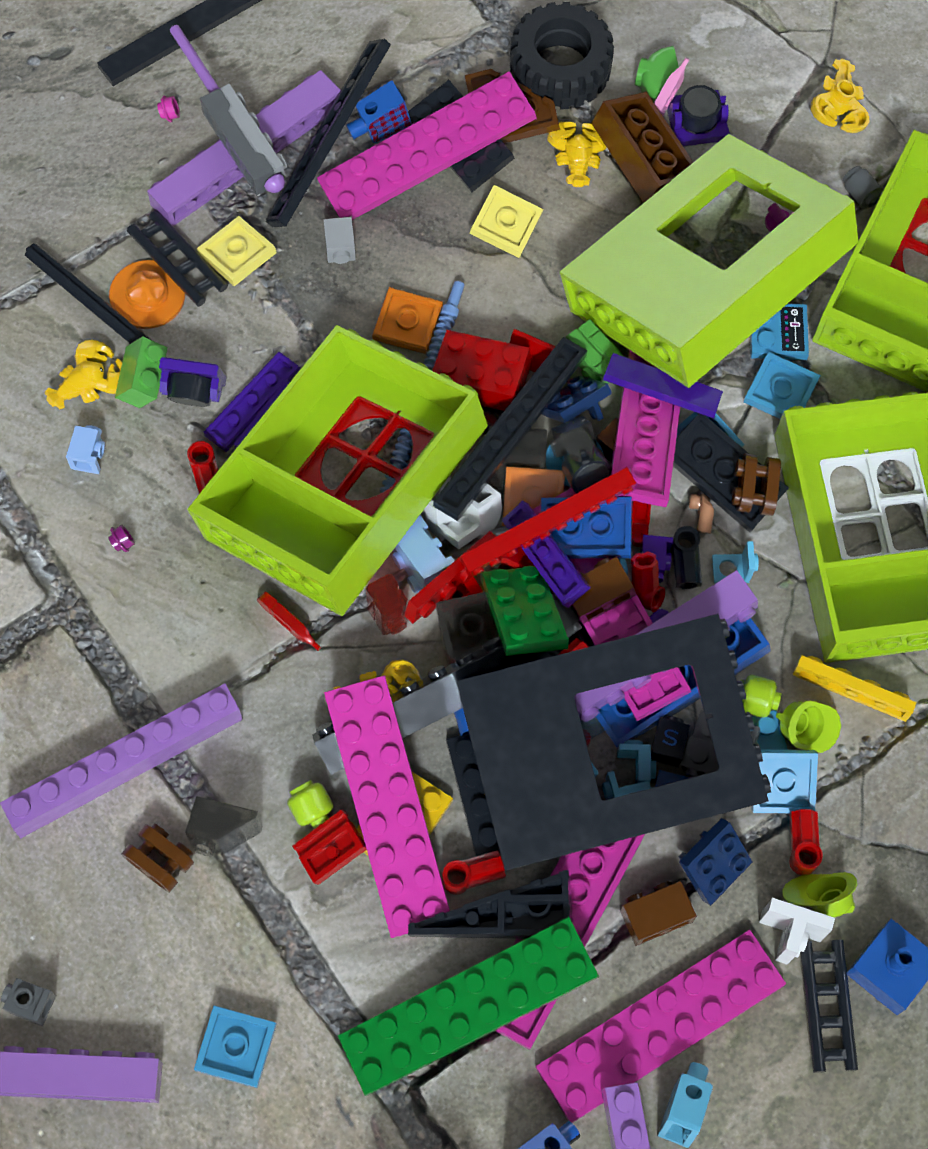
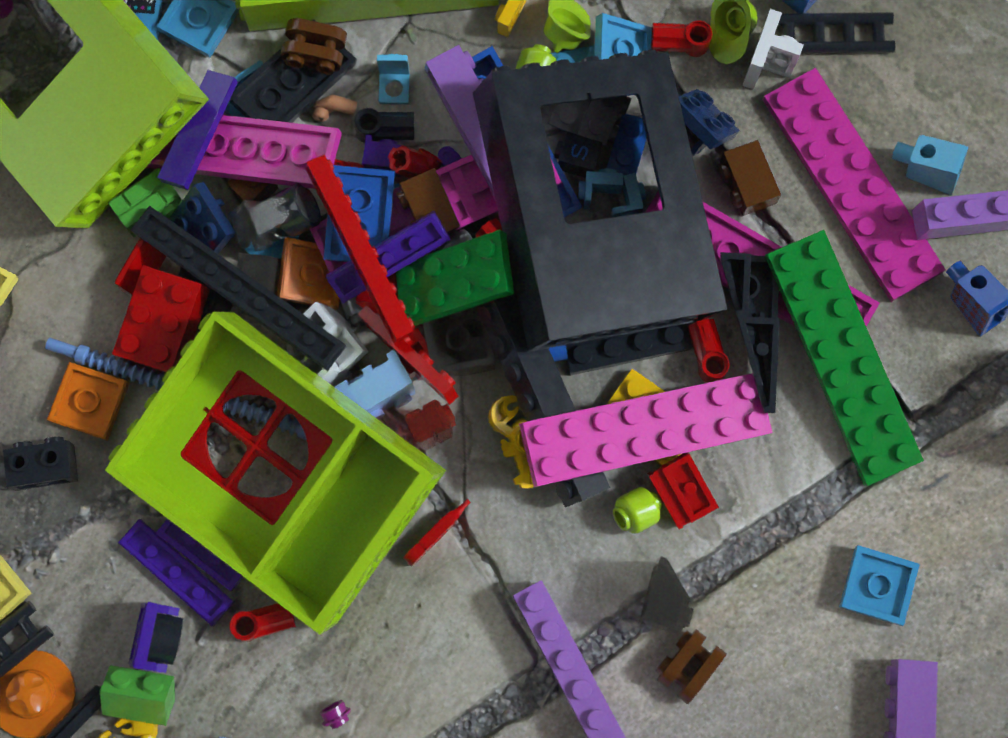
camera: 85 degrees left, 10 degrees up
(347, 284) = (40, 464): none -> black brick

